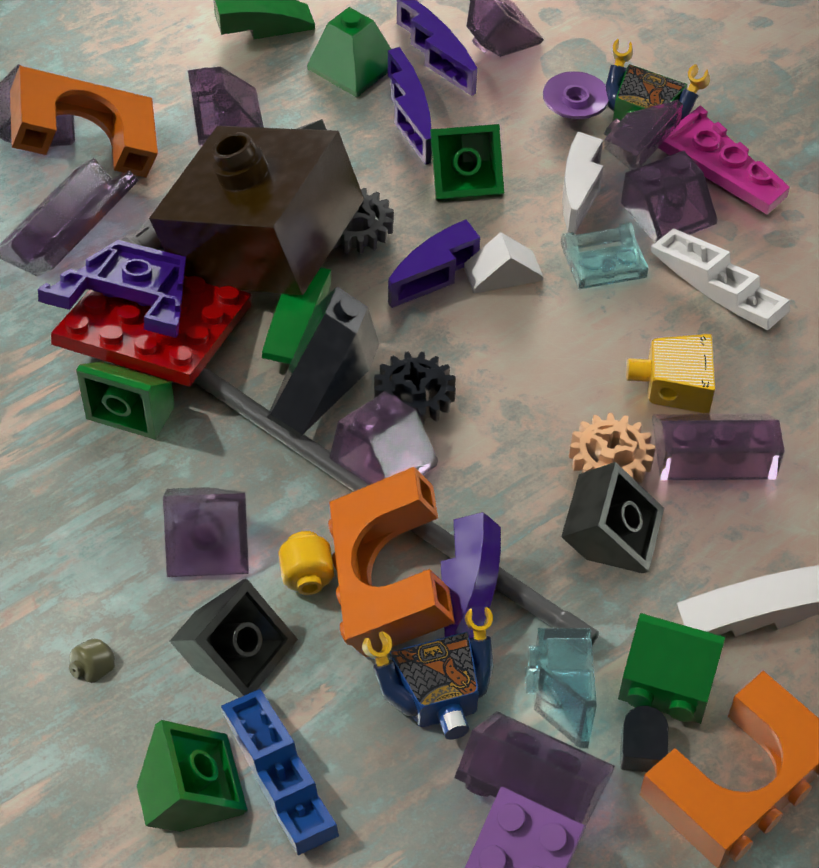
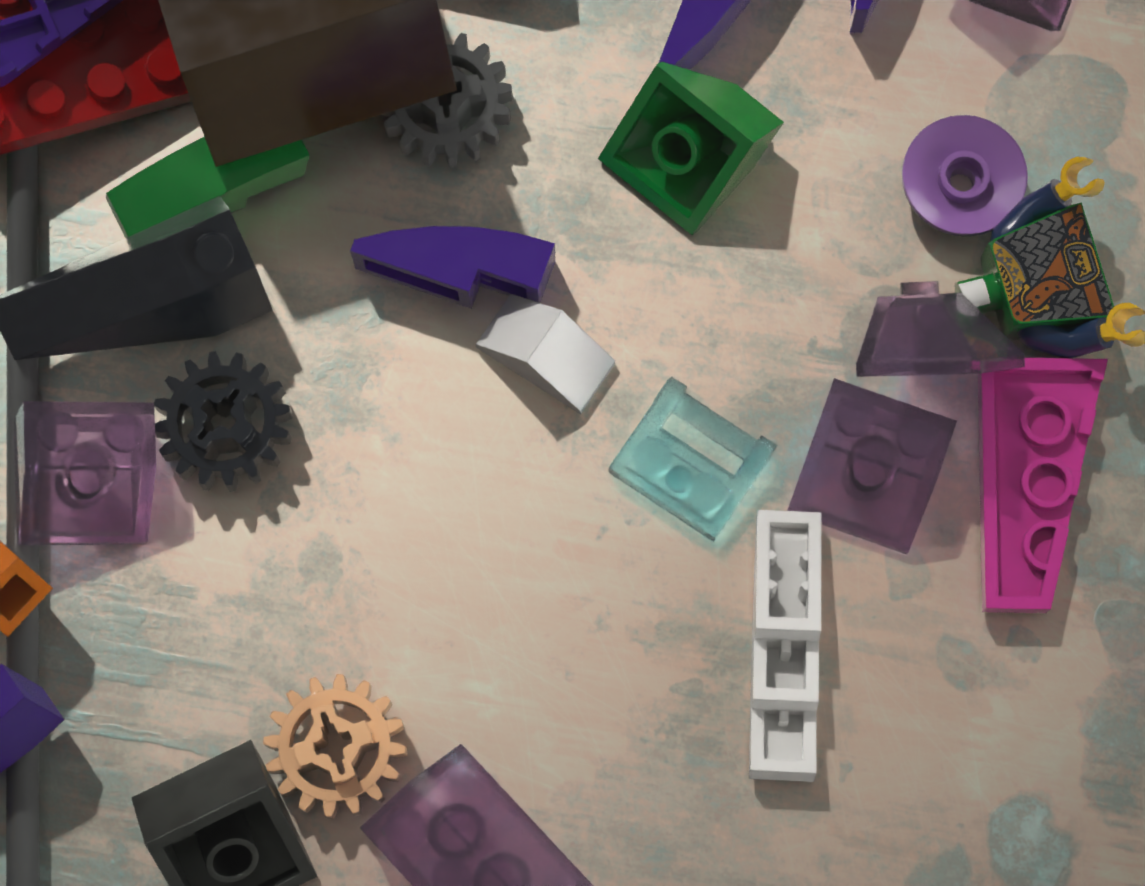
camera: 50 degrees right, 25 degrees up
(581, 179) = (796, 317): white slope -> none
(677, 372) = (550, 722): yellow torso -> none

